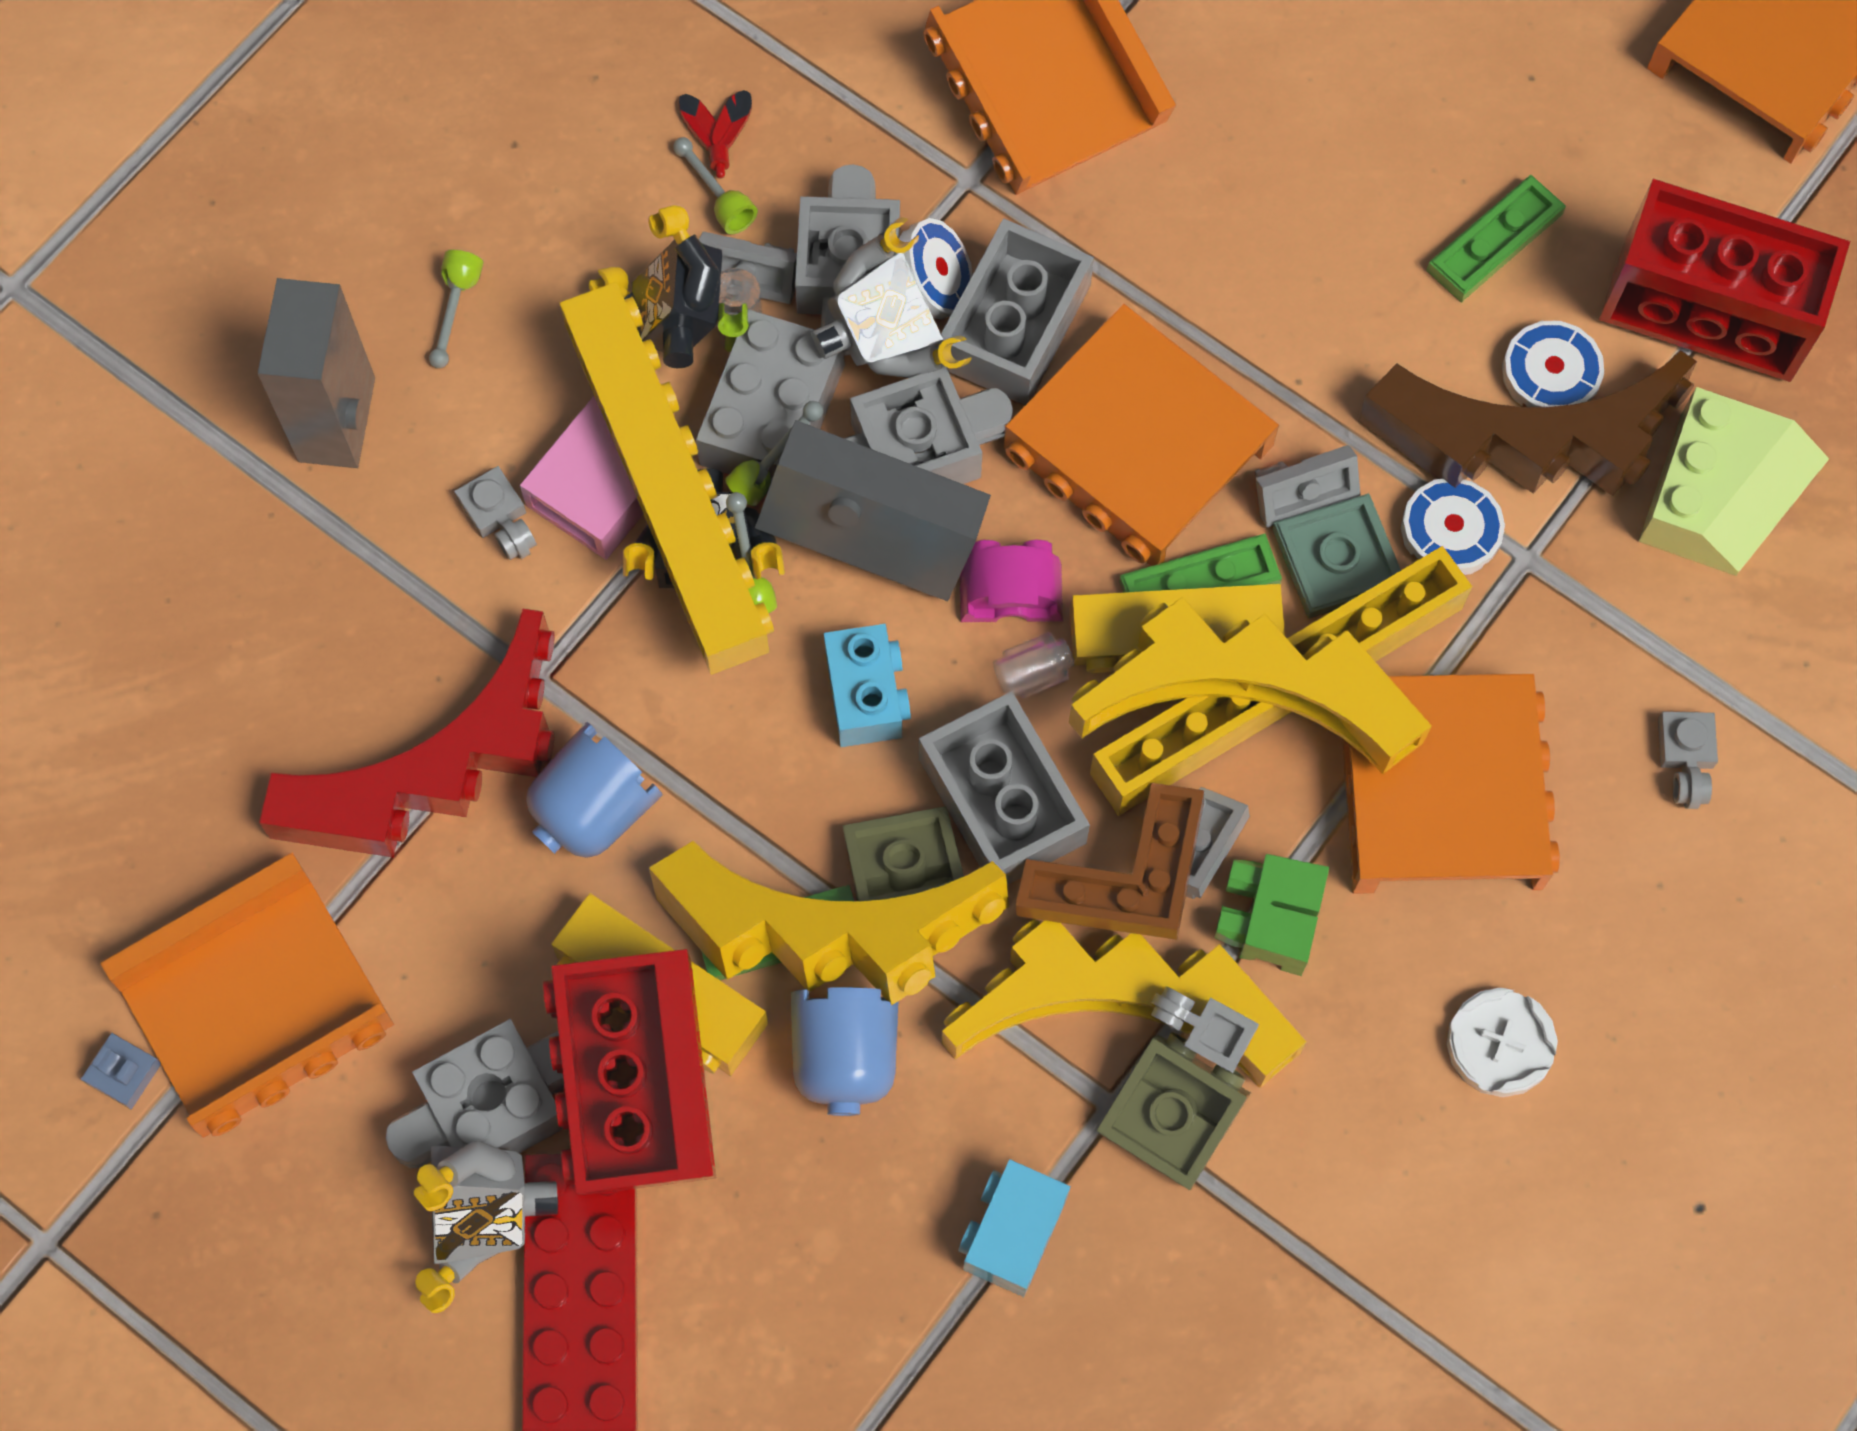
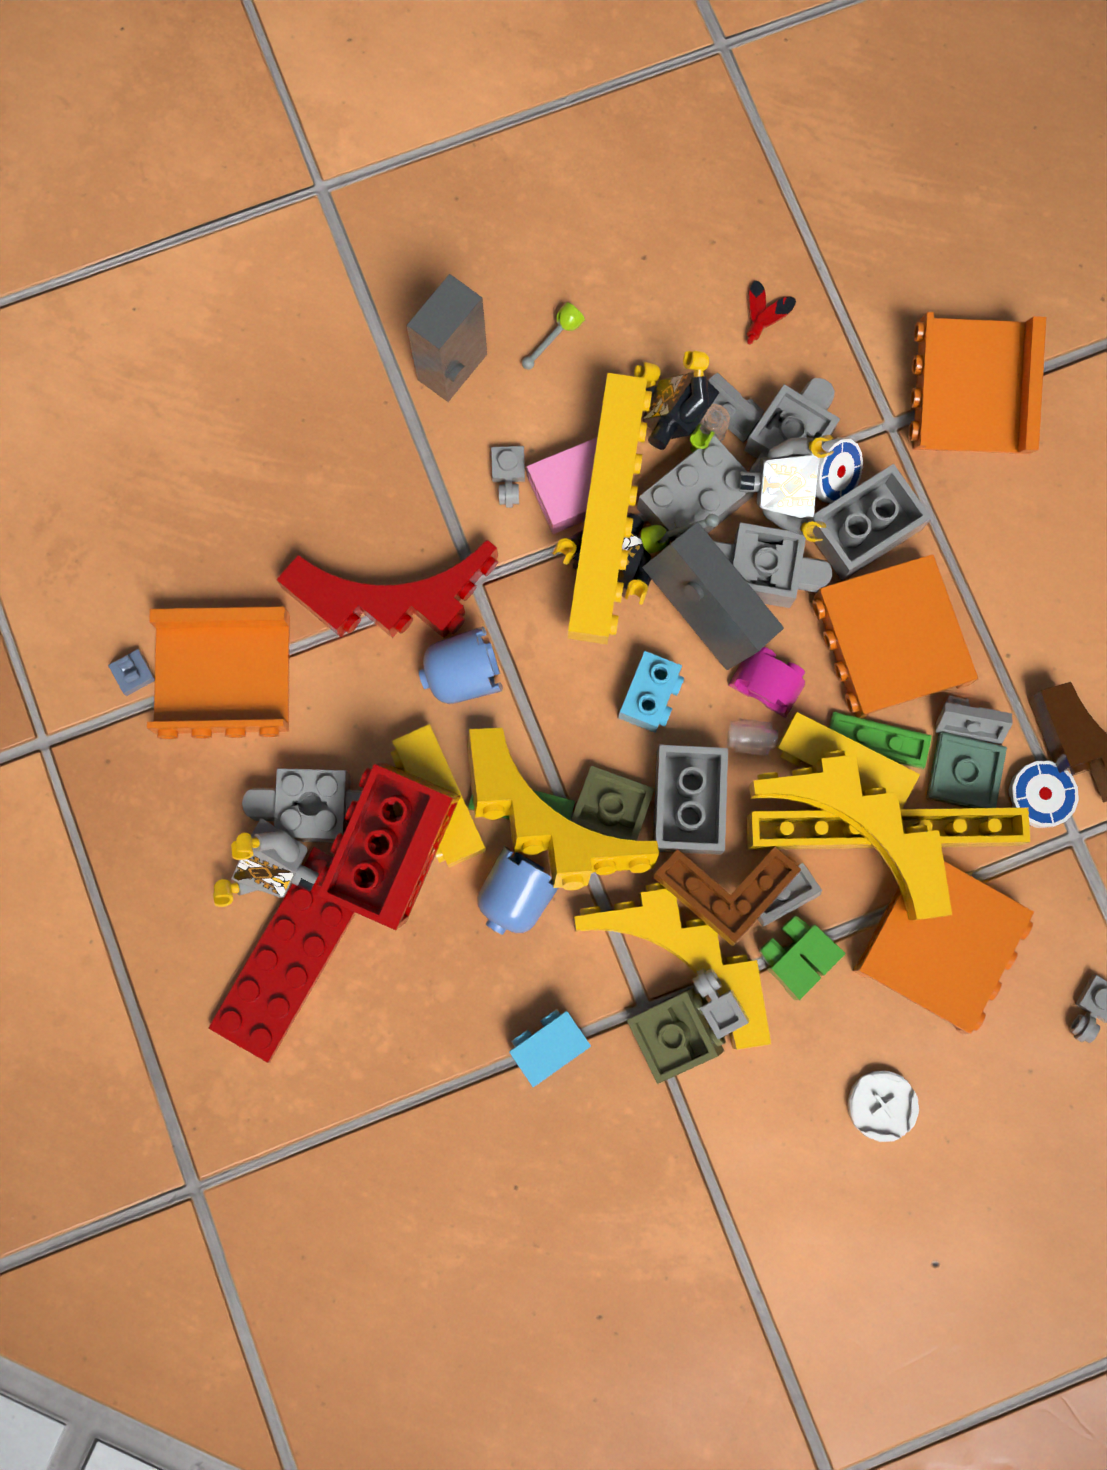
camera: 30 degrees right, 10 degrees up
(732, 208) = (743, 367): lime hinge -> none
(763, 588) = (625, 608): hinge -> none

